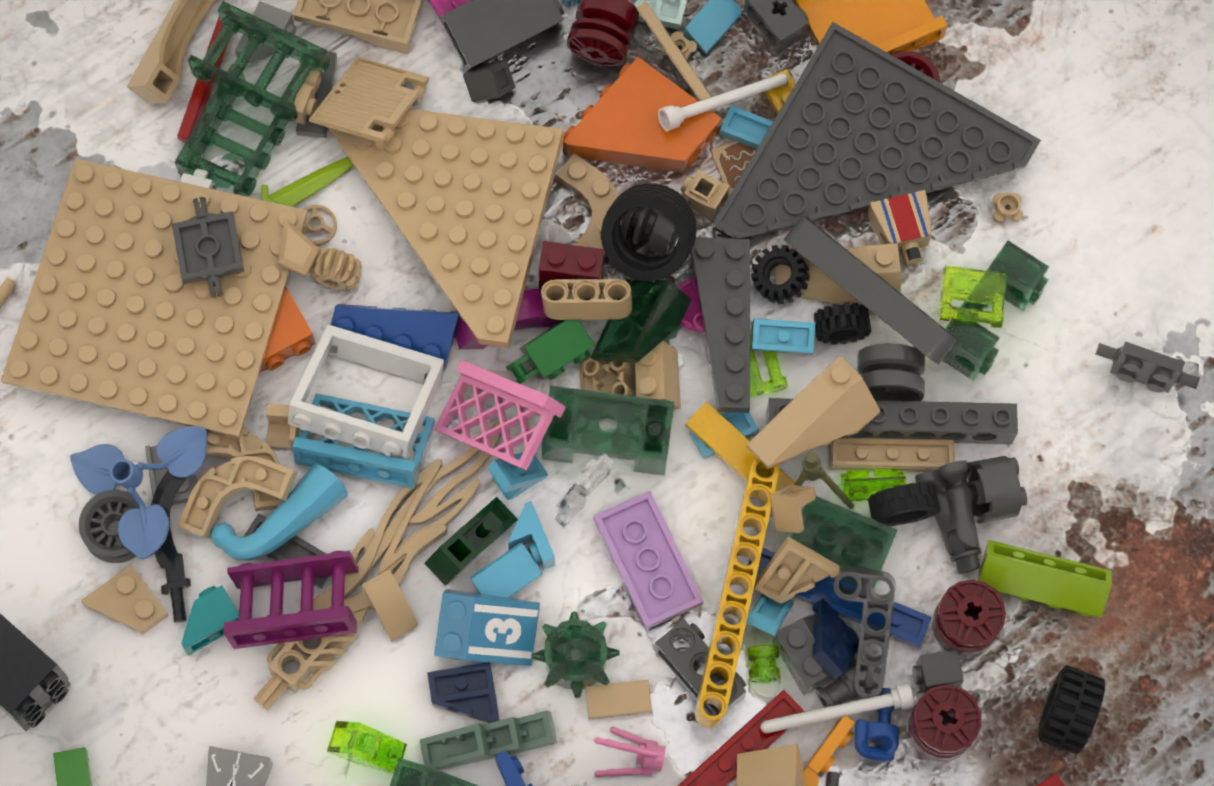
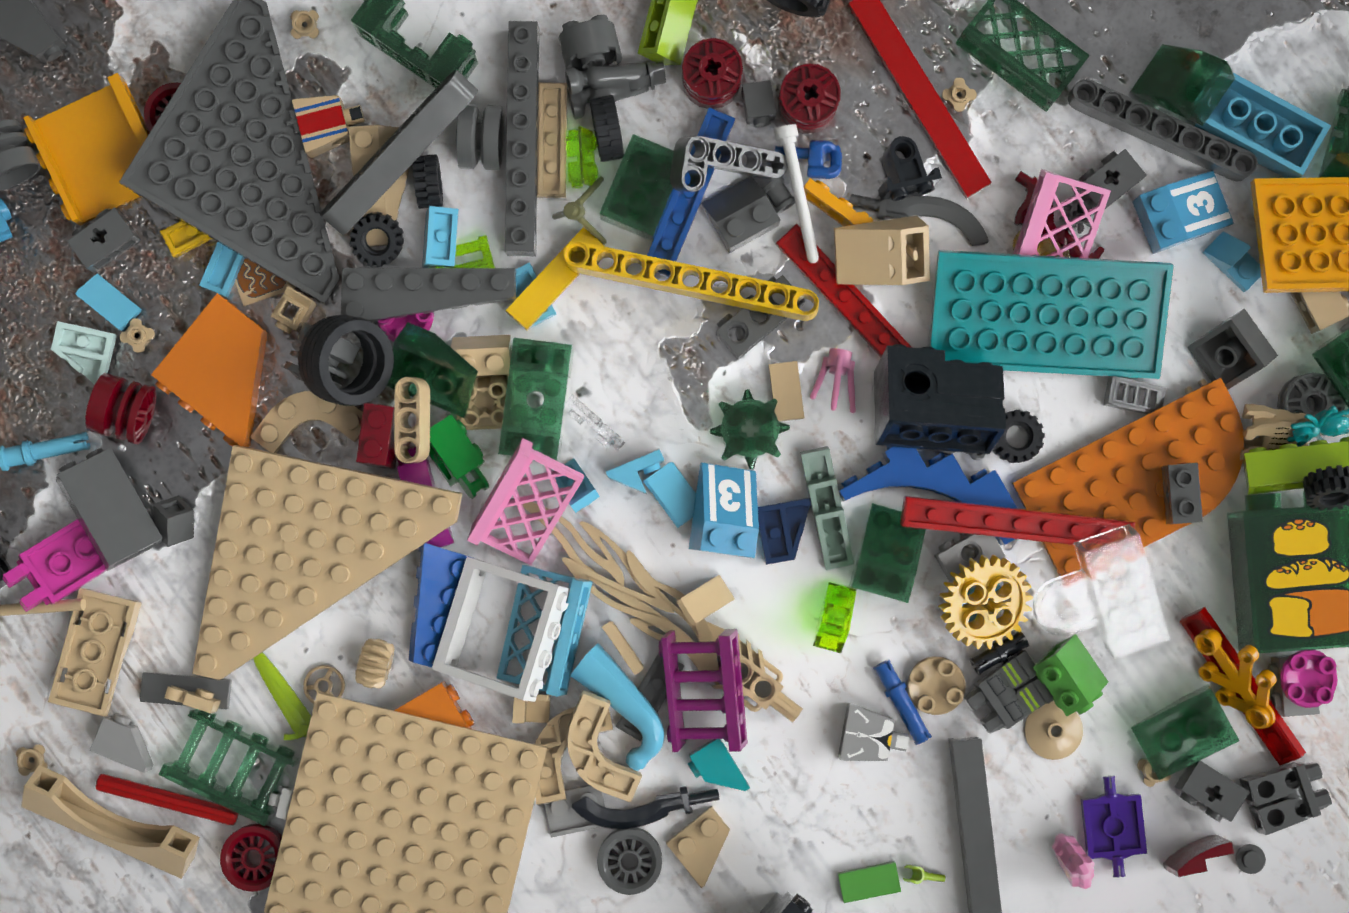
camera: 90 degrees left, 15 degrees up
(105, 466) = (573, 878): medium blue plant -> none
(159, 151) = (227, 858): none -> dark red wheel
(208, 247) = (359, 786): dark grey plate -> none
(259, 34) = (129, 748): clear green fence -> none
(296, 250) = (361, 700): tan piece -> none
(342, 521) = (623, 647): none -> tan tile
(370, 96) = (197, 637): tan window -> none
(470, 541) = (642, 527): dark green slope -> none
(648, 560) = (656, 364): lavender plate -> none
(671, 117) = (219, 340): white piece -> none
(673, 51) = (148, 337): tan tile -> none
(764, 666) = (756, 259): clear neon green wheel -> none
(769, 614) = (708, 252): medium azure tile -> none
(787, 507) = (613, 232): tan panel -> none
(793, 571) = (673, 229): tan wing -> none
(825, 410) = (525, 199): tan wedge -> none
(834, 640) = (735, 194): dark blue wing -> none
(974, 287) = (400, 54): clear neon green plate -> none

